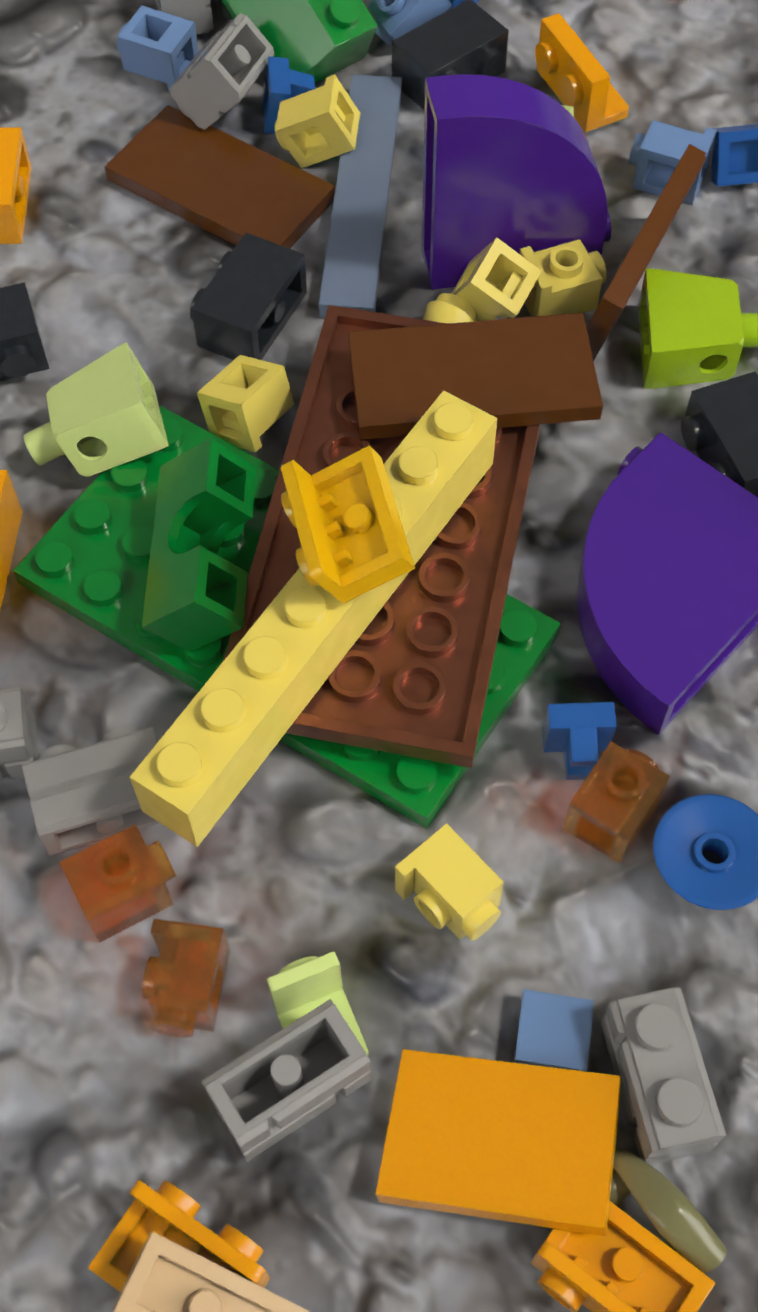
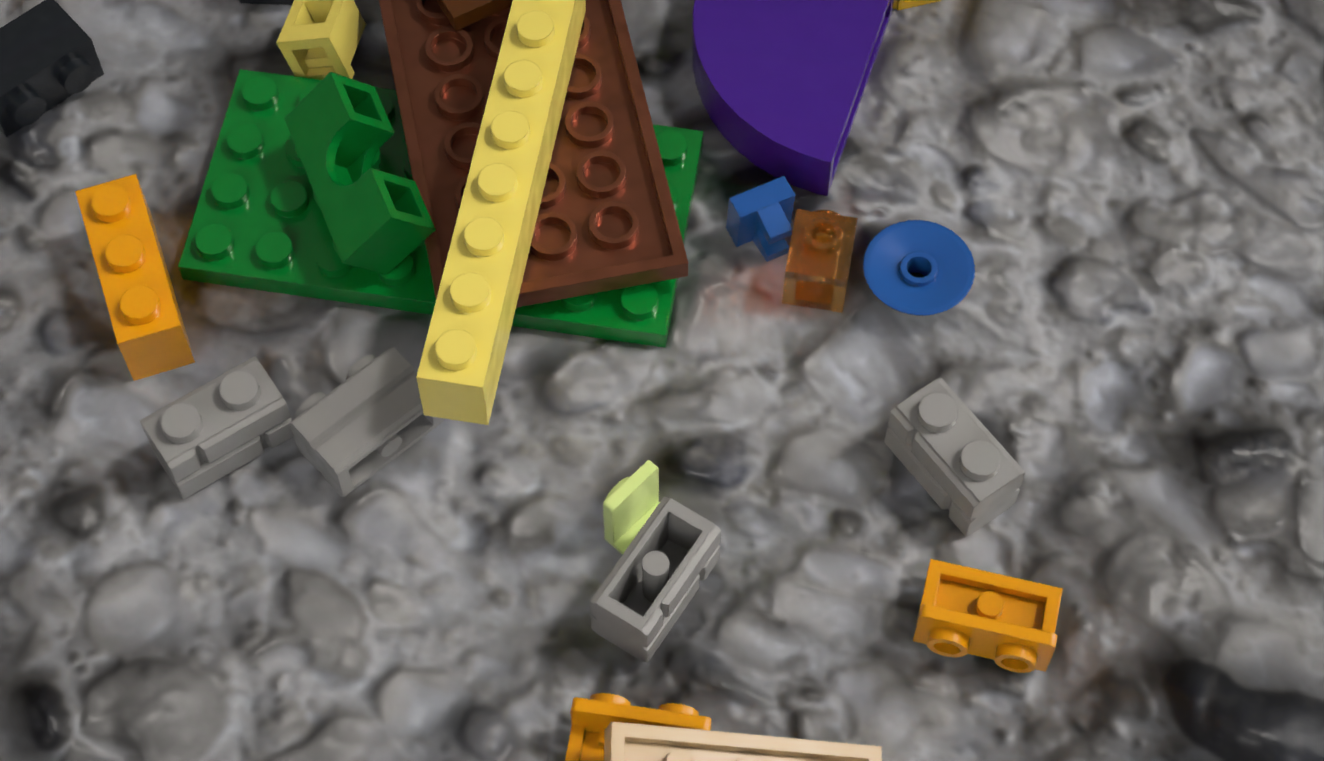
camera: 25 degrees left, 0 degrees up
(101, 416) = (193, 96): yellowish green torso -> none
(120, 881) = (424, 489): clear orange brick -> none
(186, 977) = (522, 539): clear orange brick -> none
(346, 525) = (509, 95): yellow bracket -> none
(451, 885) = (713, 378): light yellow brick -> none
(501, 1141) = (848, 556): light orange tile -> none
(554, 1031) = (851, 463): medium blue tile -> none
(667, 1209) = (996, 551): olive arm -> none

